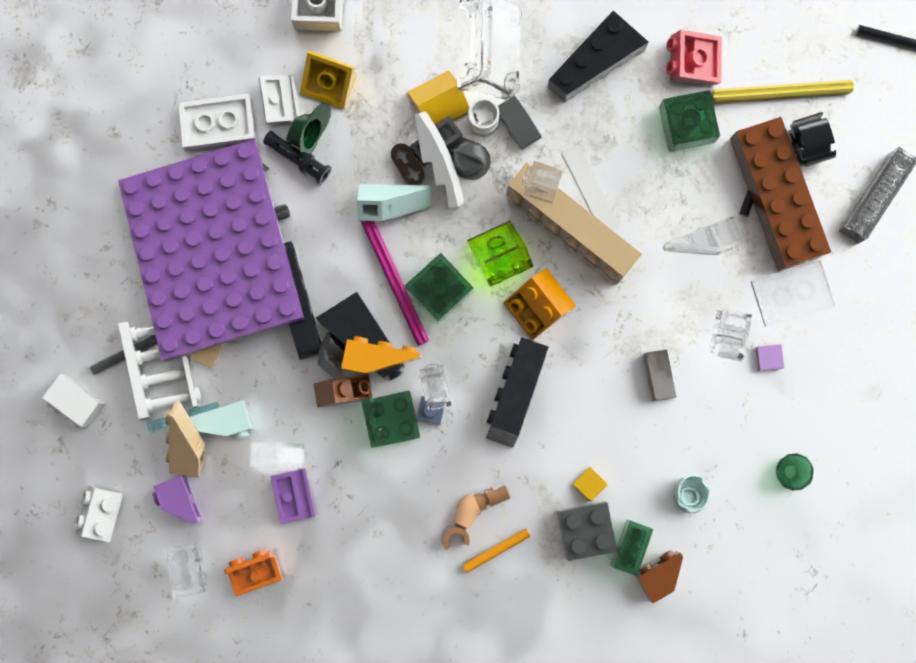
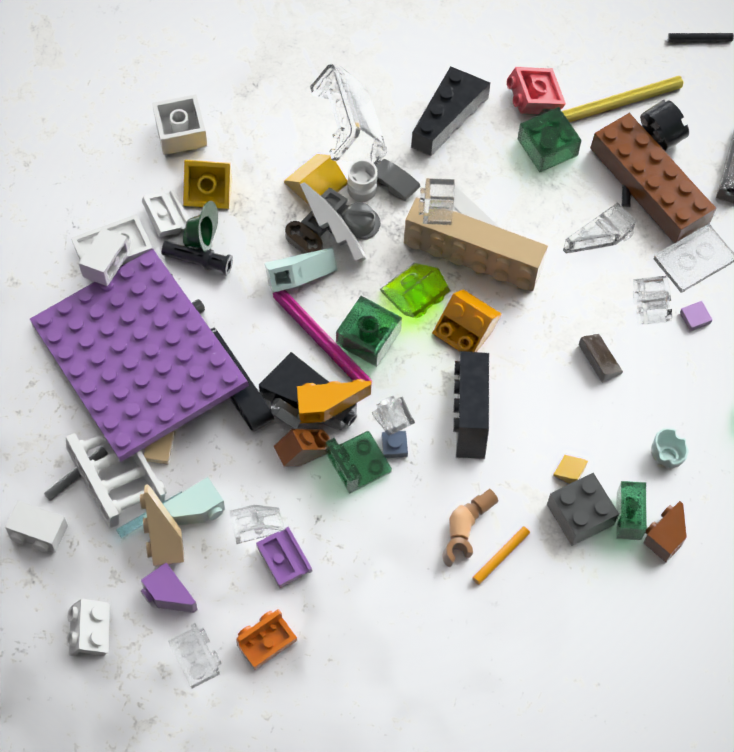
camera: 20 degrees left, 20 degrees down
(201, 139) = (104, 256): none -> white brick

